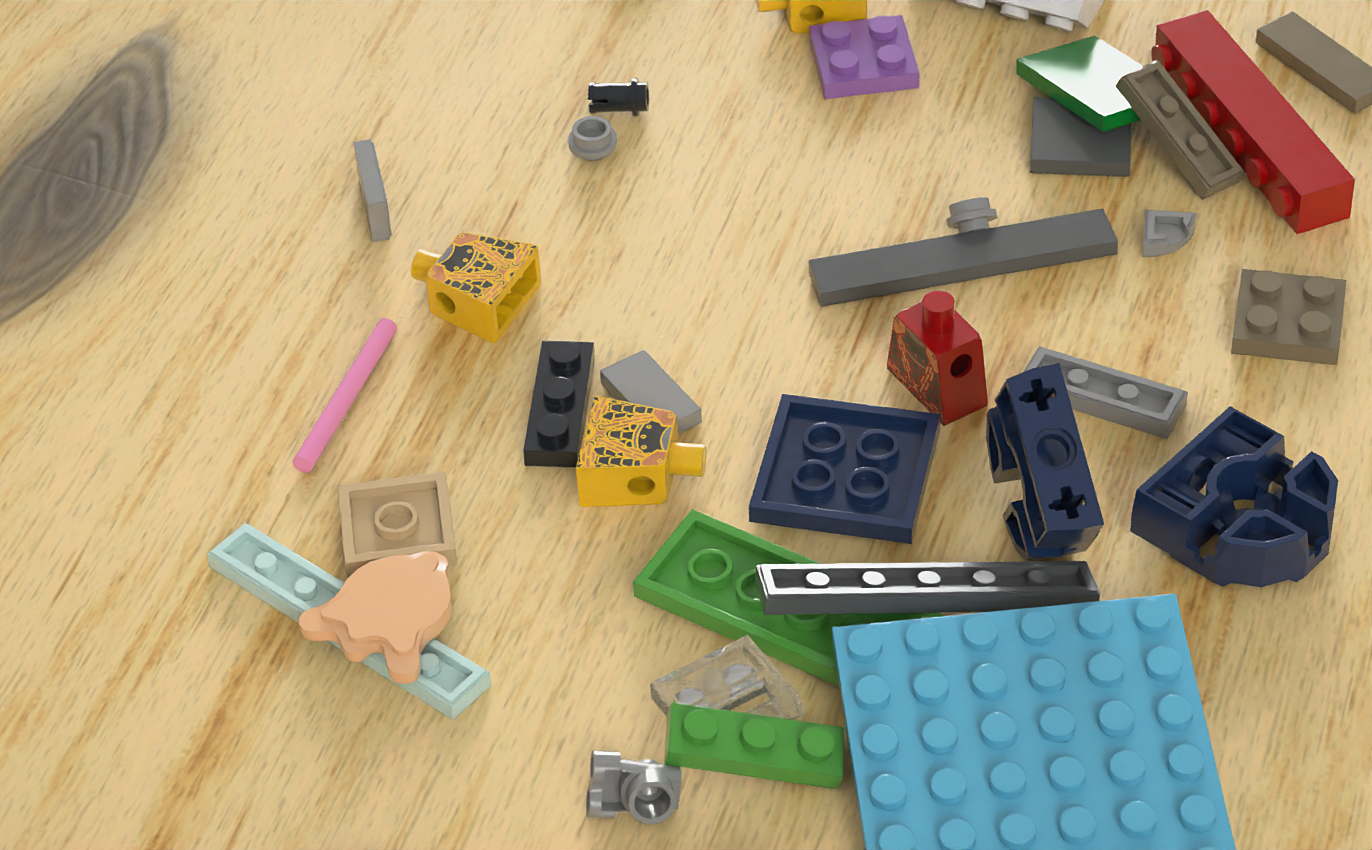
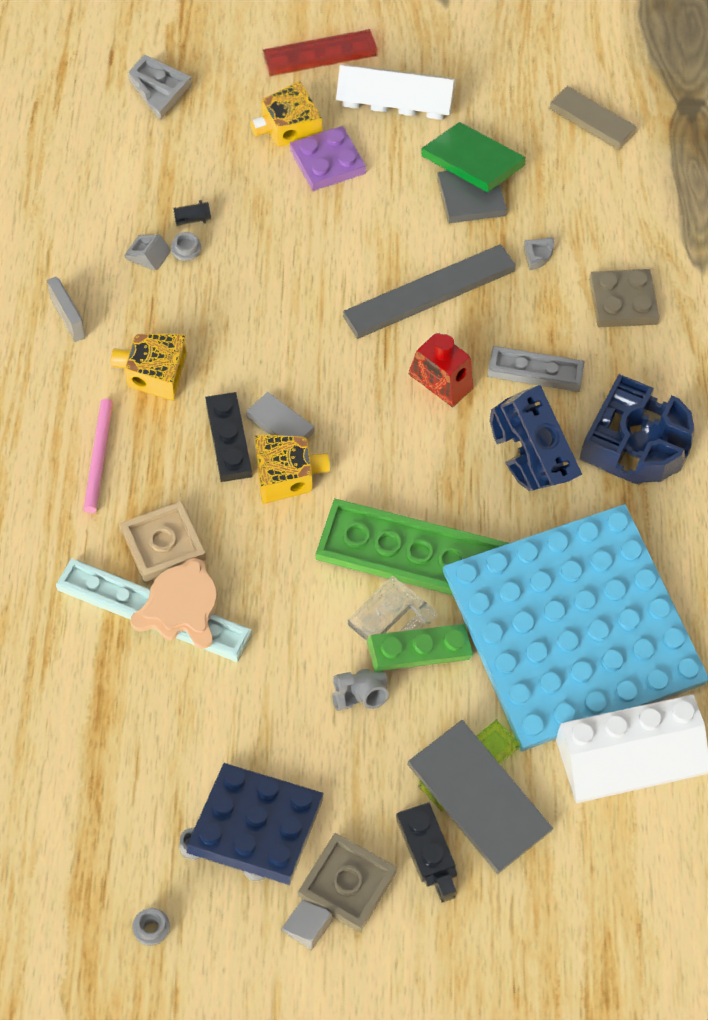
camera: 20 degrees left, 15 degrees up
(533, 138) = (148, 251): none -> light grey slope
(845, 468) = (410, 450): dark blue plate -> none
(922, 587) = (482, 525): dark grey tile -> none
(971, 215) = (428, 263): light grey plate -> none
(1180, 129) = (531, 183): dark tan tile -> none
(1255, 123) = (567, 168): red brick -> none

